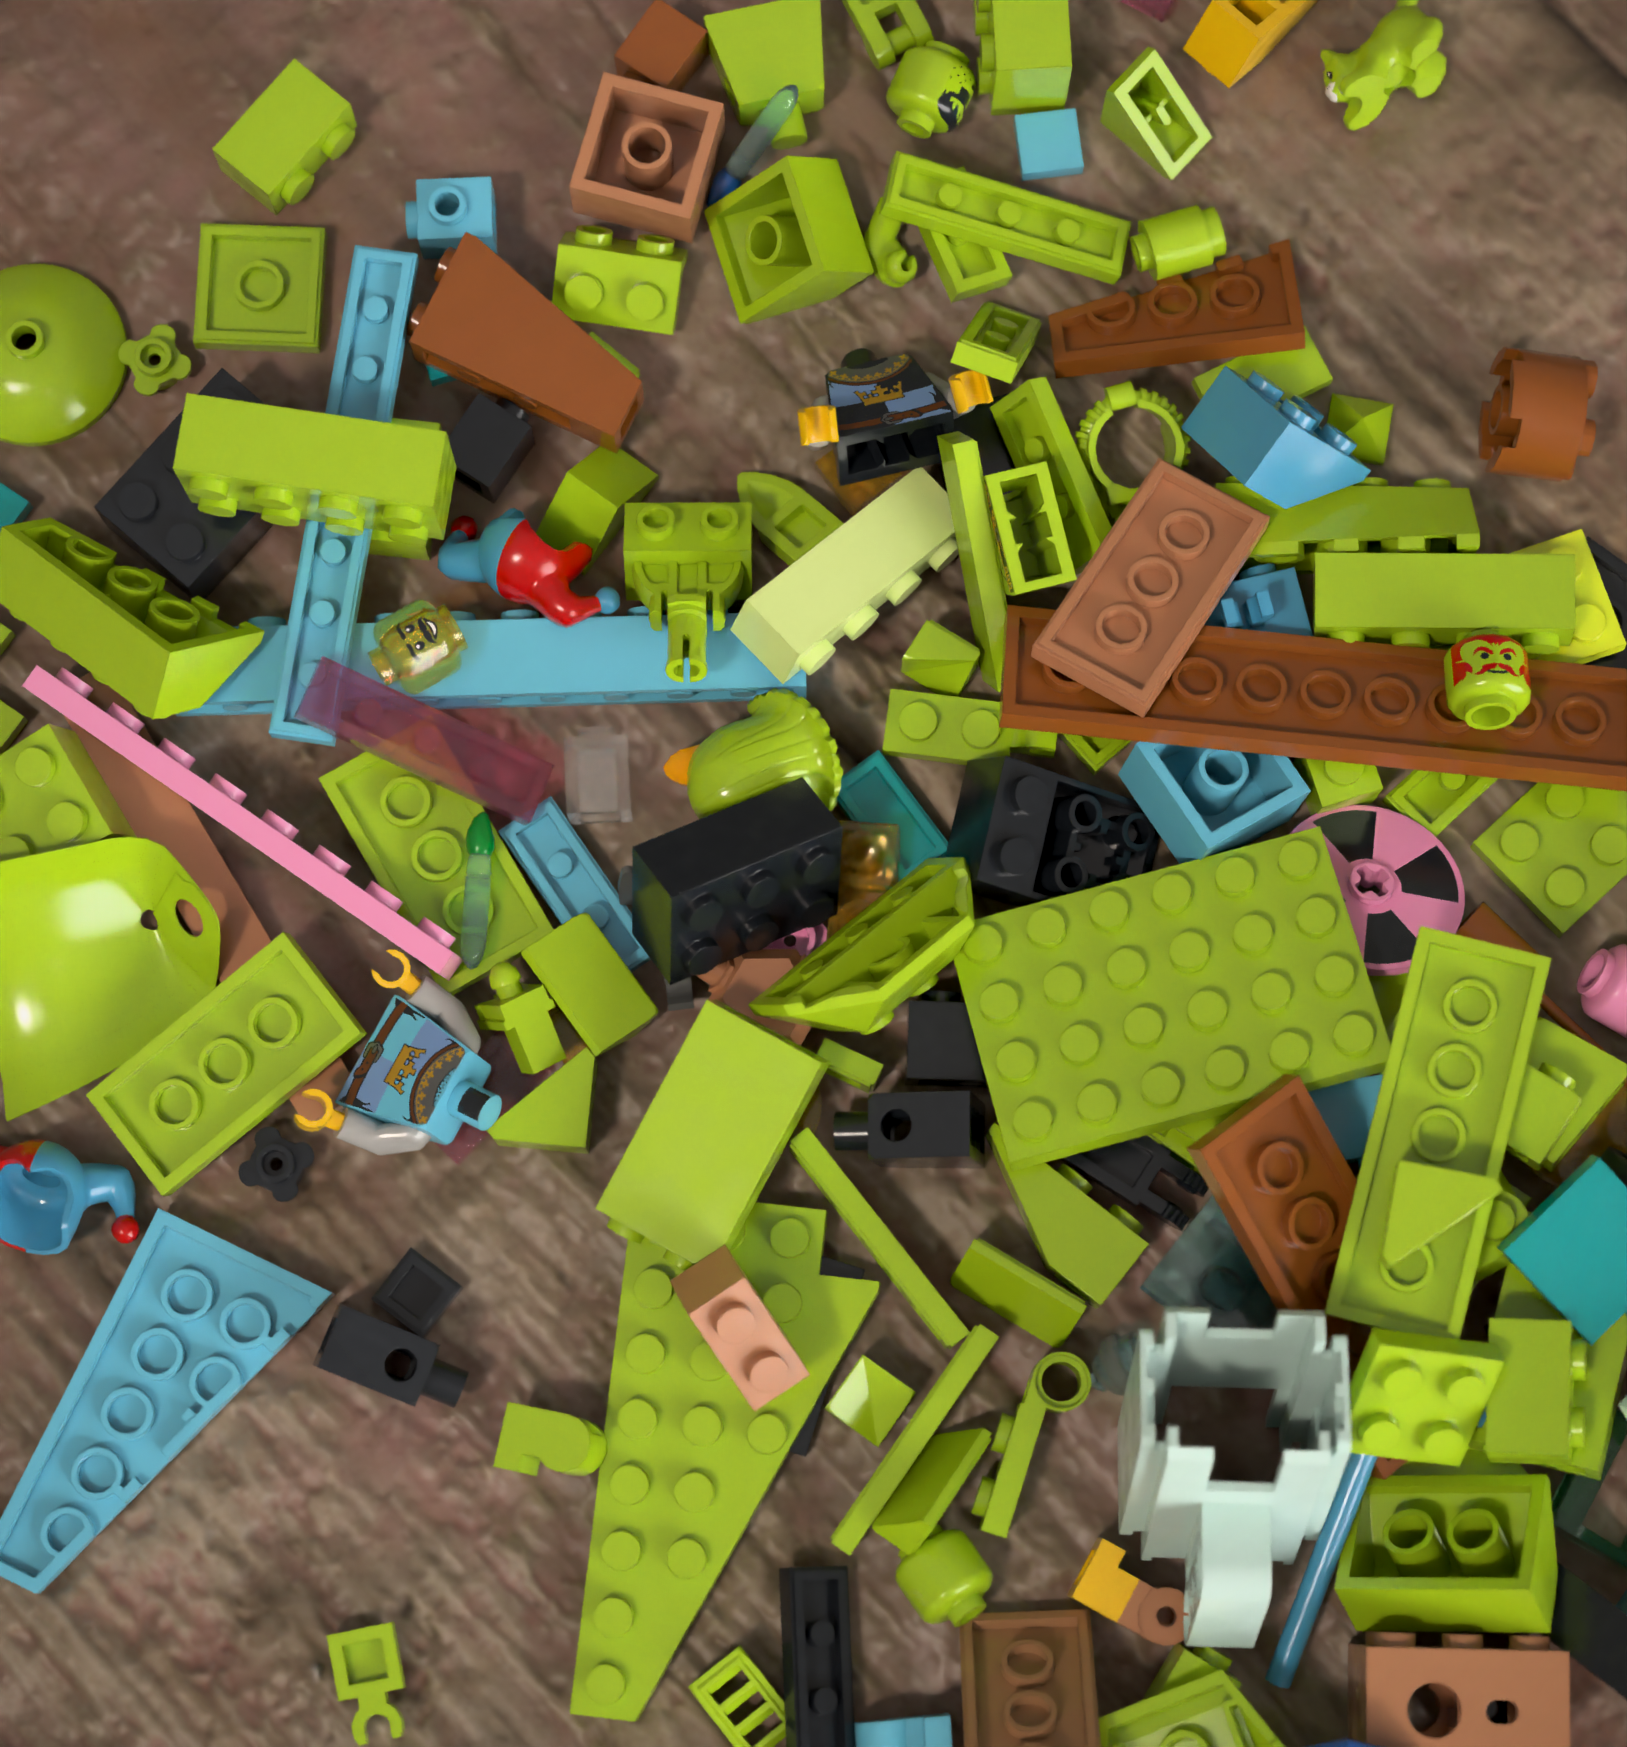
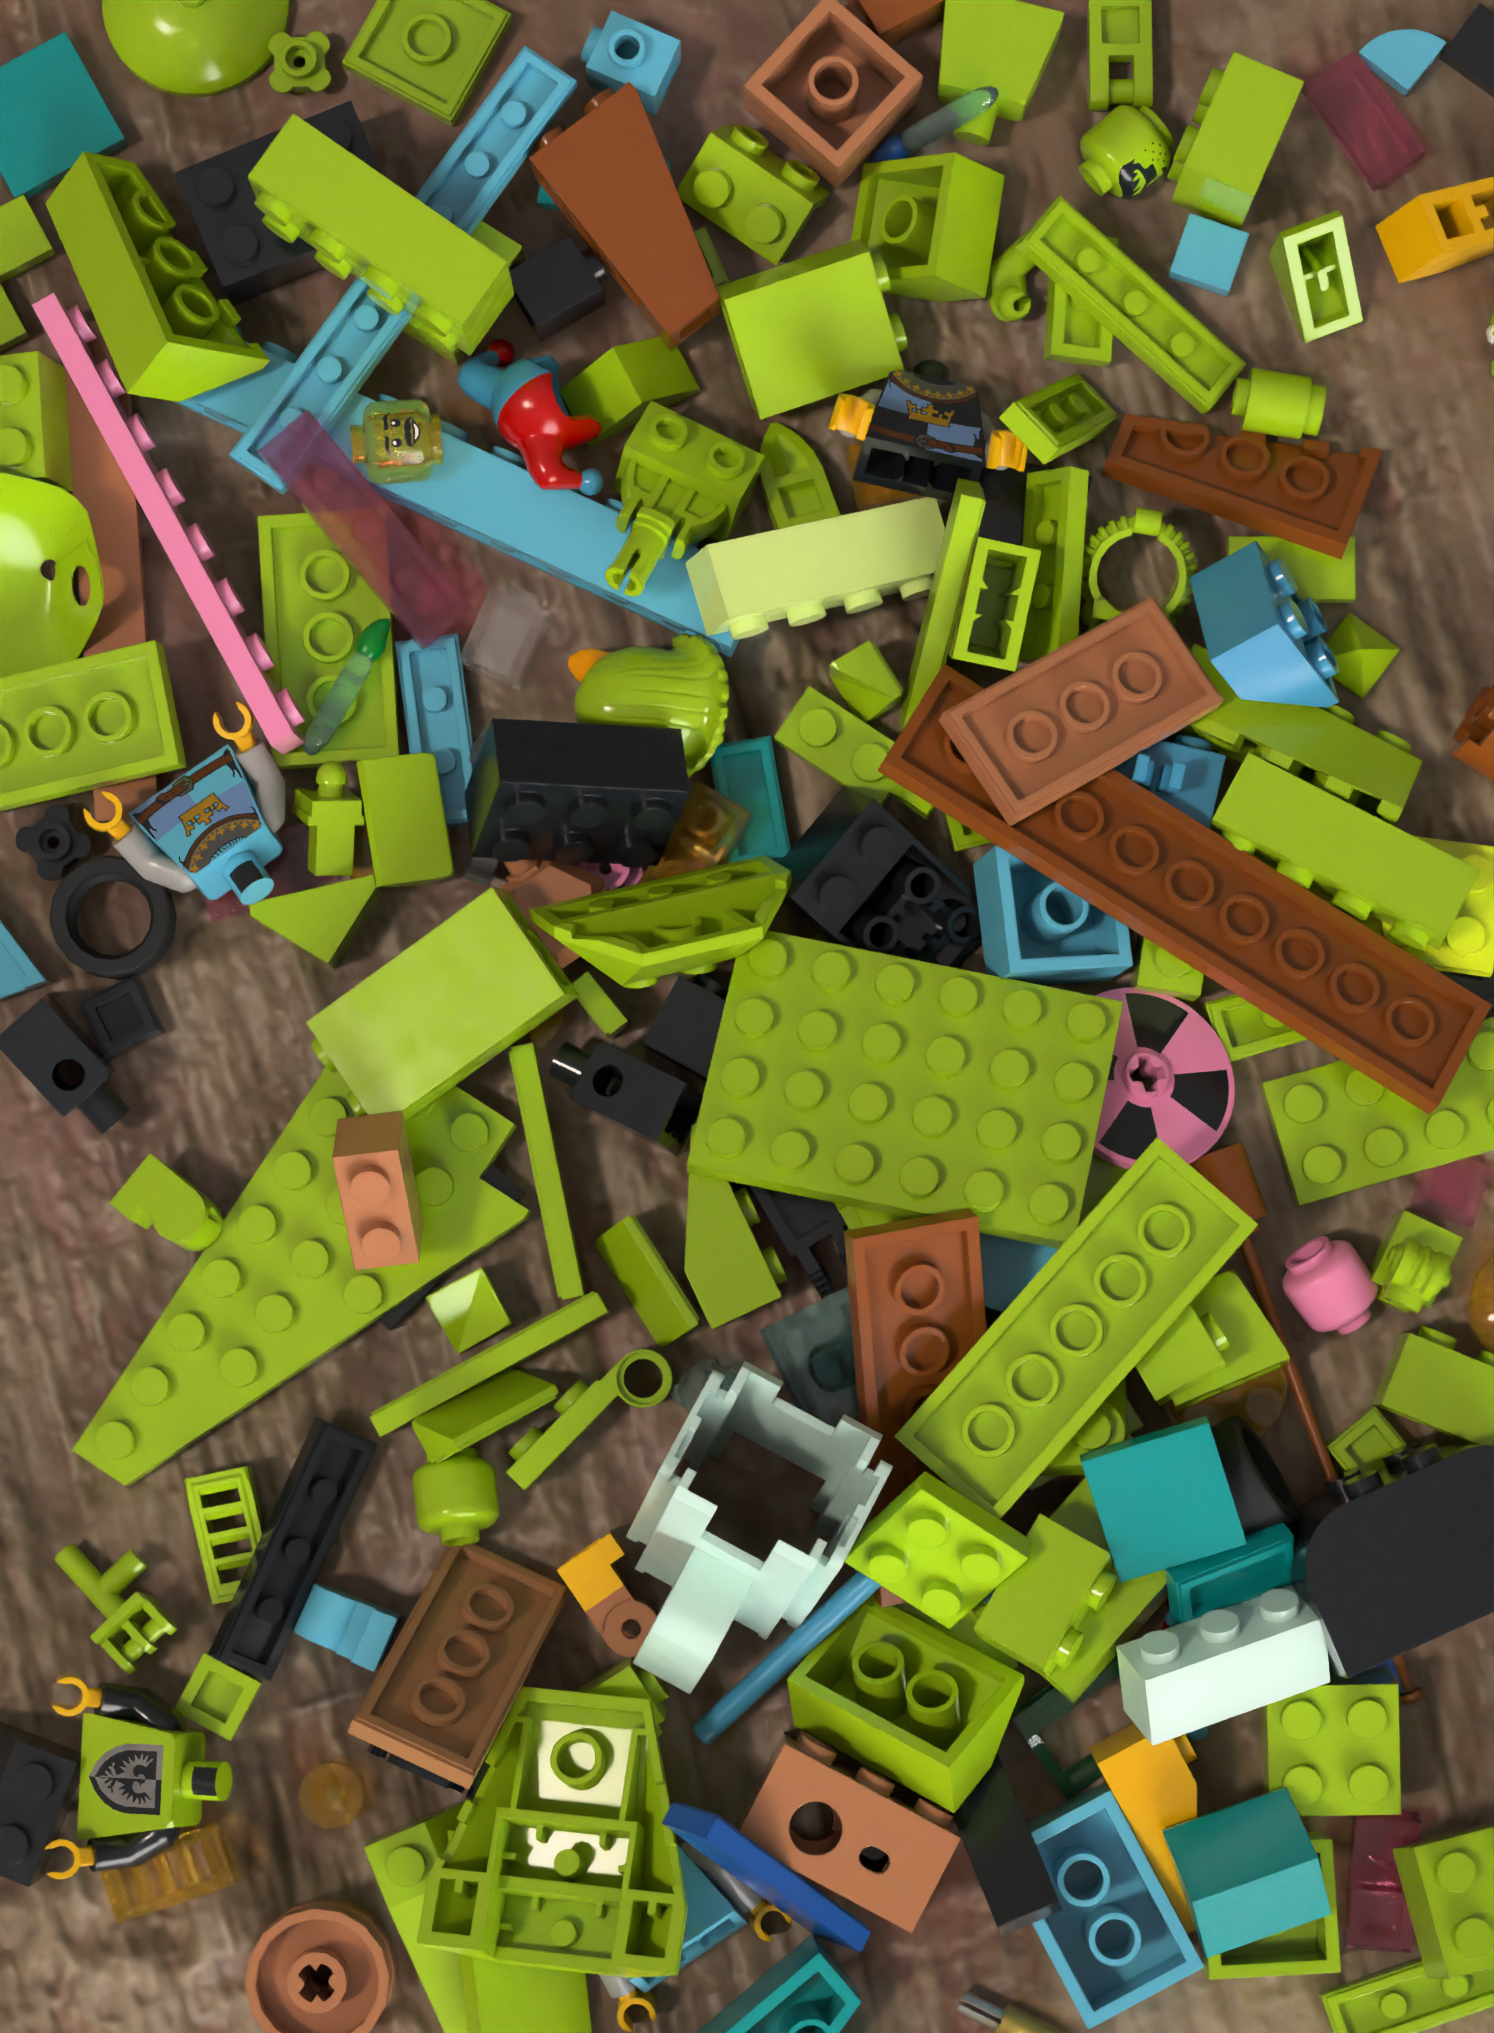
camera: 30 degrees right, 5 degrees up
(362, 1254) = (65, 929): none -> black tyre
(735, 371) = (812, 328): none -> lime brick
(1426, 1204) = (1029, 1387): lime slope -> none
(1487, 679) = (1339, 944): lime head -> none

